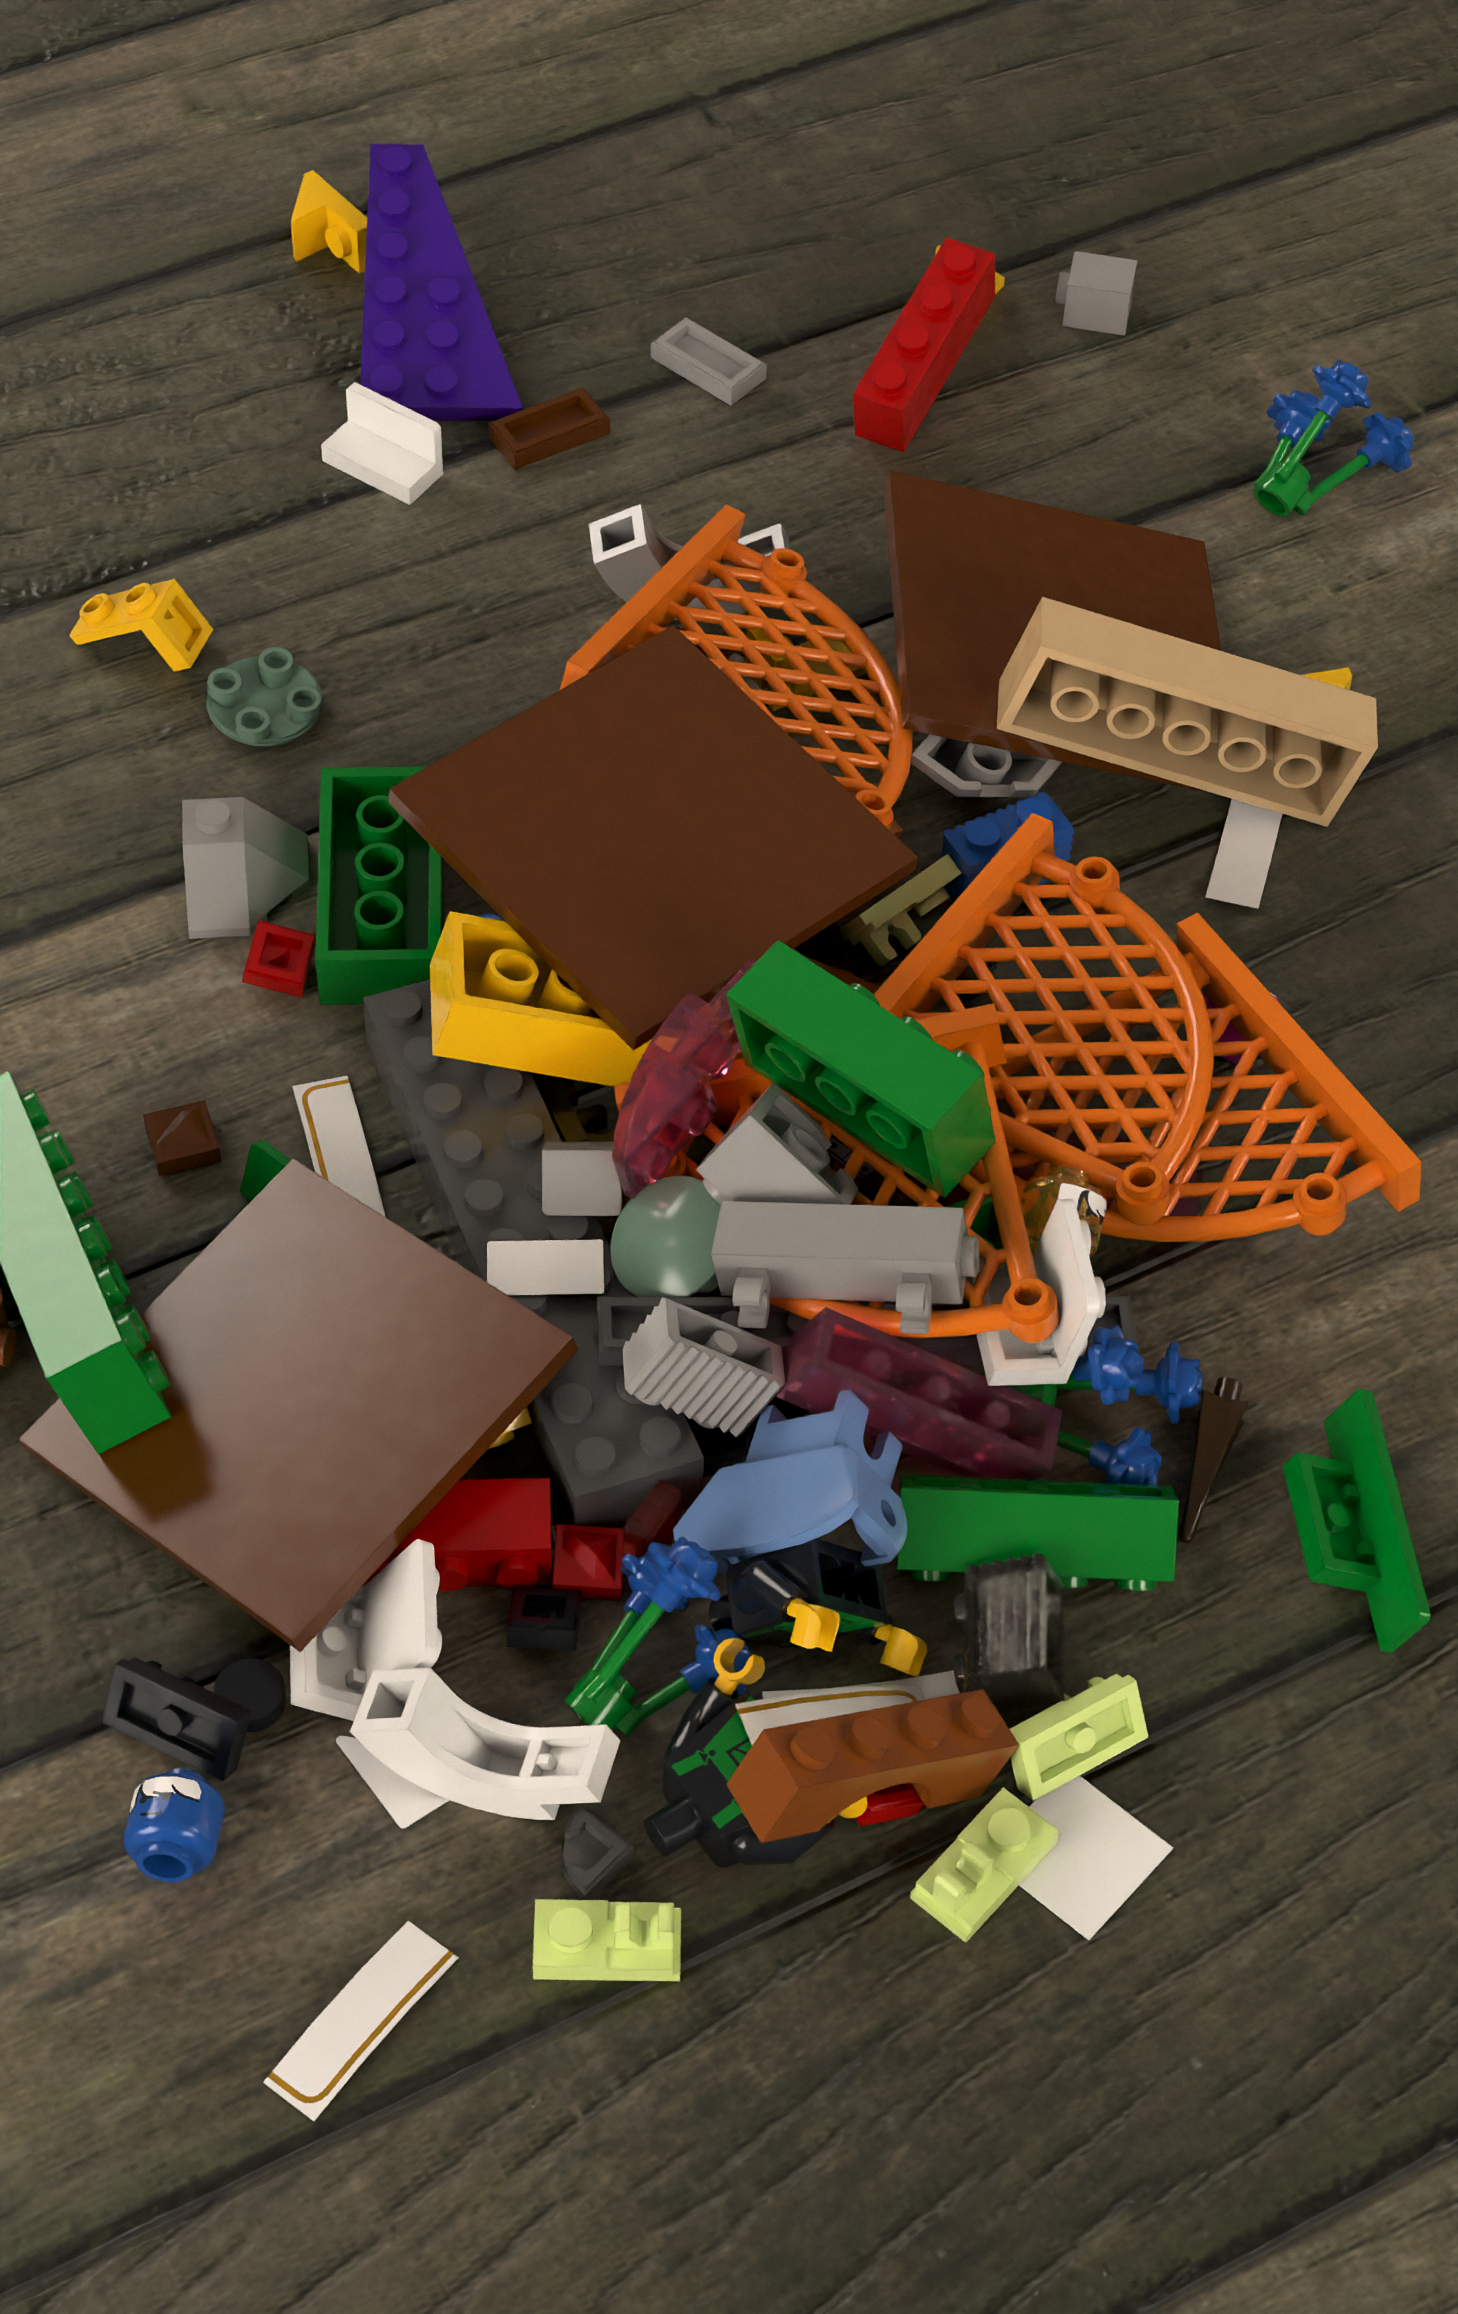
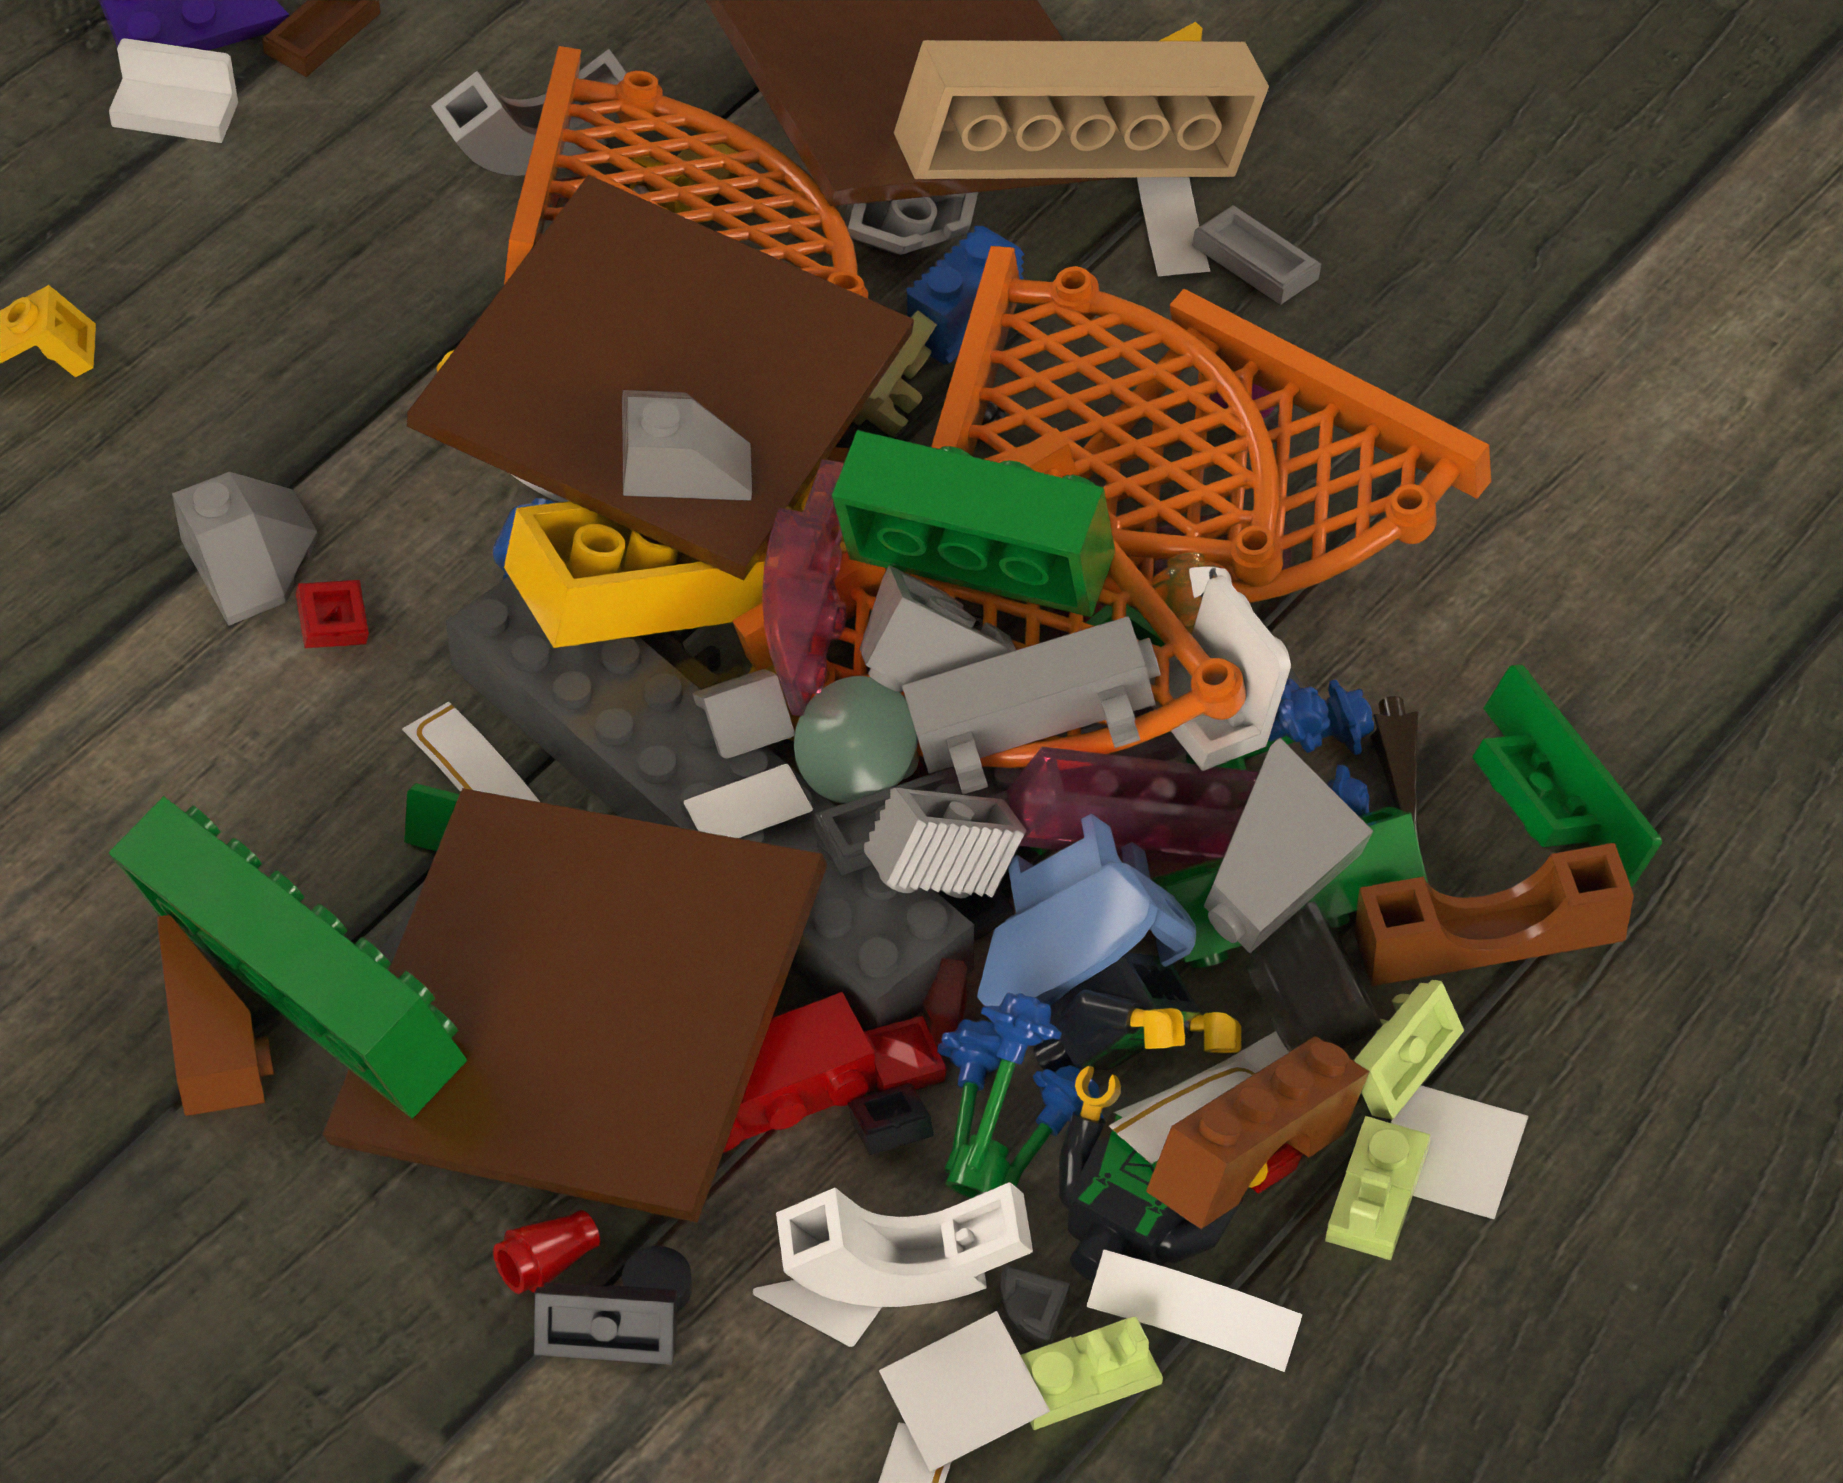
camera: 20 degrees left, 0 degrees up
(158, 1625) = (544, 1250): none -> red cone
(174, 1825) = (655, 1415): blue head -> none
(182, 1138) = (325, 811): reddish brown tile -> none
(264, 699) = (184, 374): sand green dish -> none
(375, 889) = (396, 512): green brick -> none
(379, 1628) = (762, 1170): white bracket -> none
(480, 1915) = (964, 1391): none -> white sticker
(624, 904) = (681, 449): none -> light grey slope
(740, 1918) = (1194, 1308): none -> white sticker
(1023, 1492) = (1283, 849): none -> light grey slope
(1298, 1649) = (1565, 906): none -> dark orange arch
(1310, 907) = (1256, 254): none -> light grey tile

